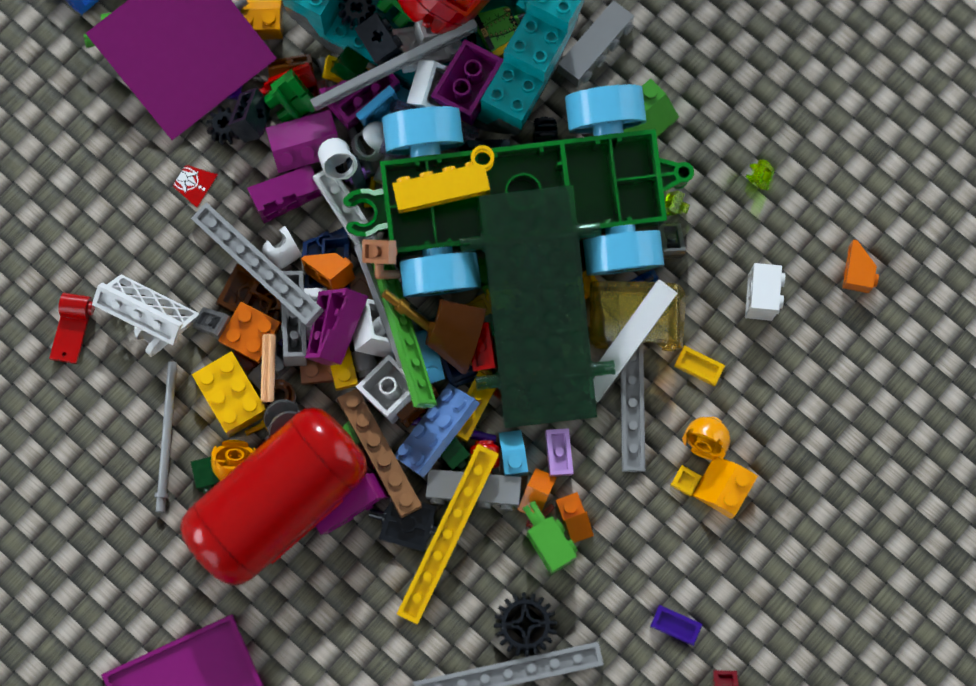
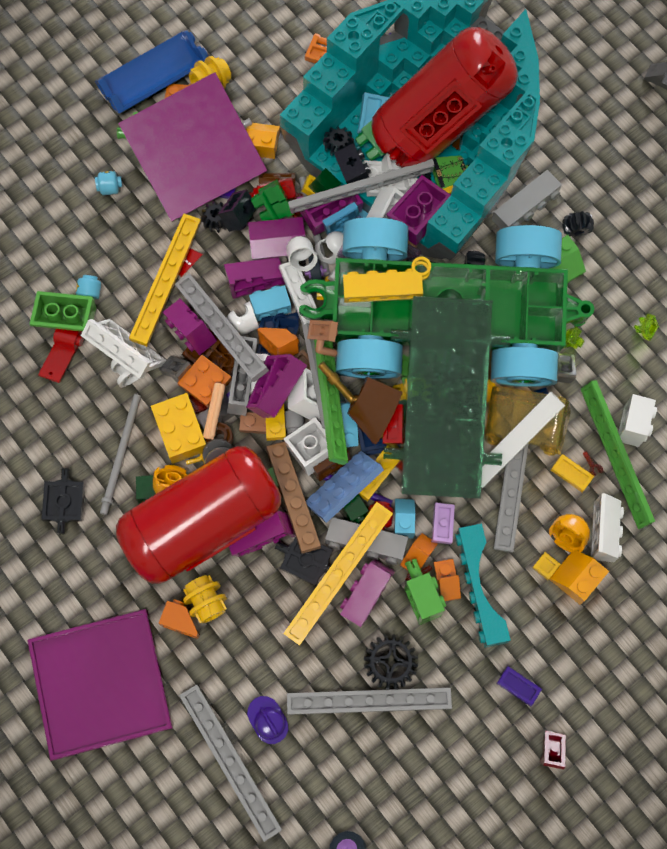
camera: 10 degrees right, 5 degrees down
(63, 277) = (62, 311): none -> bright green slope
(86, 105) = (108, 183): none -> medium azure head
(88, 242) = (88, 286): none -> medium azure head
(110, 505) = (63, 501): none -> black plate
(179, 215) = (165, 280): none -> yellow plate
(218, 270) = (189, 327): none -> magenta wedge
(272, 619) = (177, 618): none -> orange slope
(298, 591) = (203, 596): none -> yellow piece
(309, 221) = (270, 302): none -> medium azure brick
(484, 549) = (366, 592): none -> magenta wedge
(635, 563) = (492, 626): none -> teal arch
(660, 61) = (578, 224): none -> black gear
(720, 351) = (592, 465): none -> clear red hand
(748, 335) = (617, 455): none -> bright green tile
(748, 426) = (606, 528): none -> white slope

